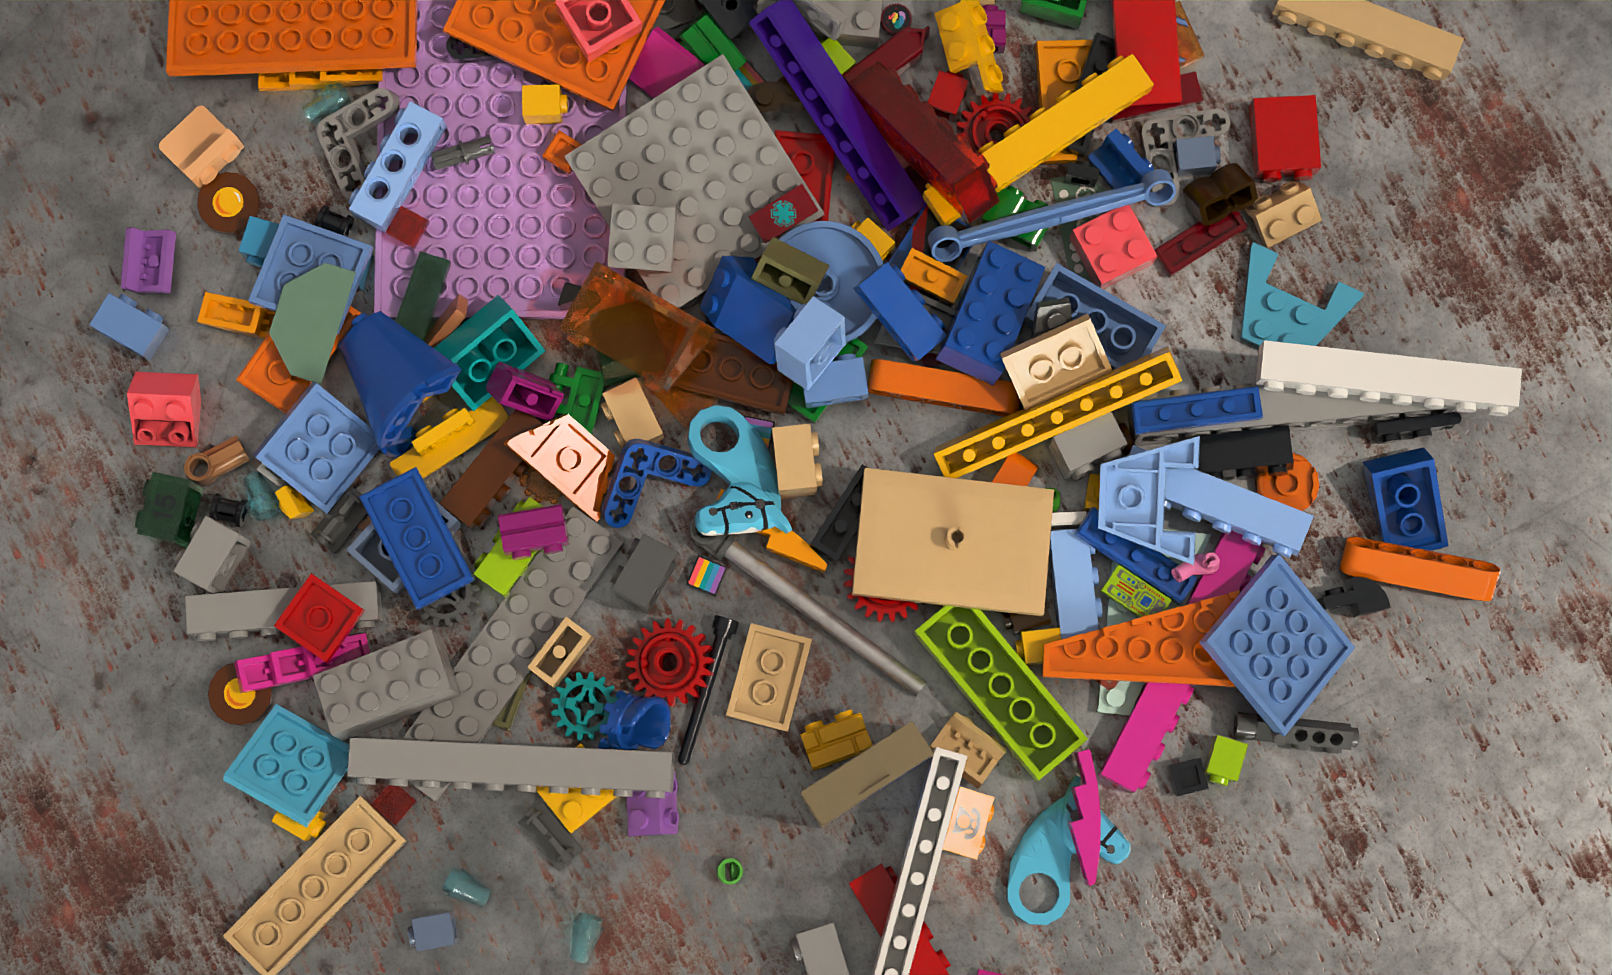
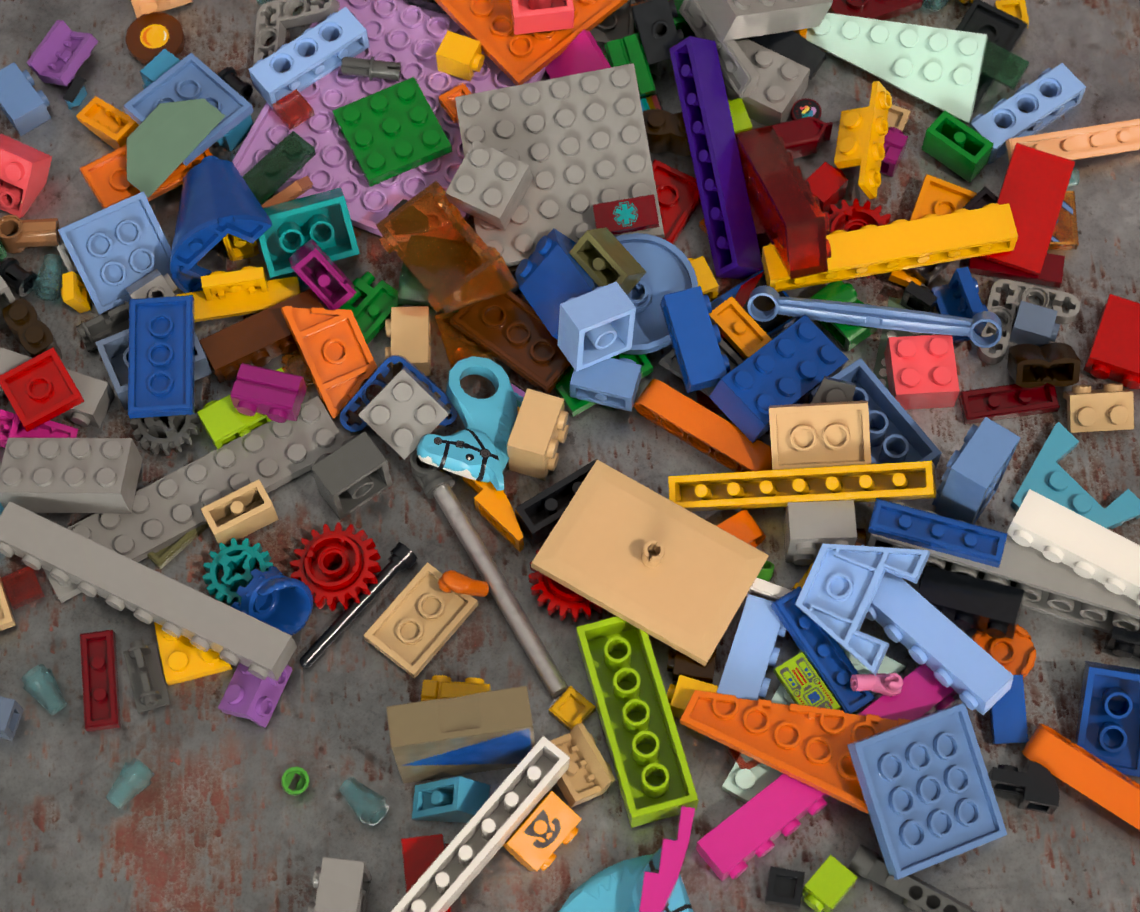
camera: 25 degrees right, 15 degrees down
(182, 294) = (75, 93): none -> black piece
(271, 559) = (29, 329): none -> dark brown brick
(368, 471) = (152, 286): none -> light grey brick
(509, 856) = (100, 680): none -> dark red tile
(514, 209) = (392, 131): none -> green plate
(666, 493) = (404, 412): none -> light grey brick
(707, 576) = (409, 507): tile -> none
(793, 631) = (462, 584): none -> orange arm
(799, 862) = (365, 802): none -> clear light blue cone
(872, 828) = (449, 800): none -> medium azure slope
(938, 699) = (571, 708): none -> yellow tile
(1208, 341) = (975, 471): none -> medium blue brick
(1318, 544) = (1009, 715): none -> blue tile

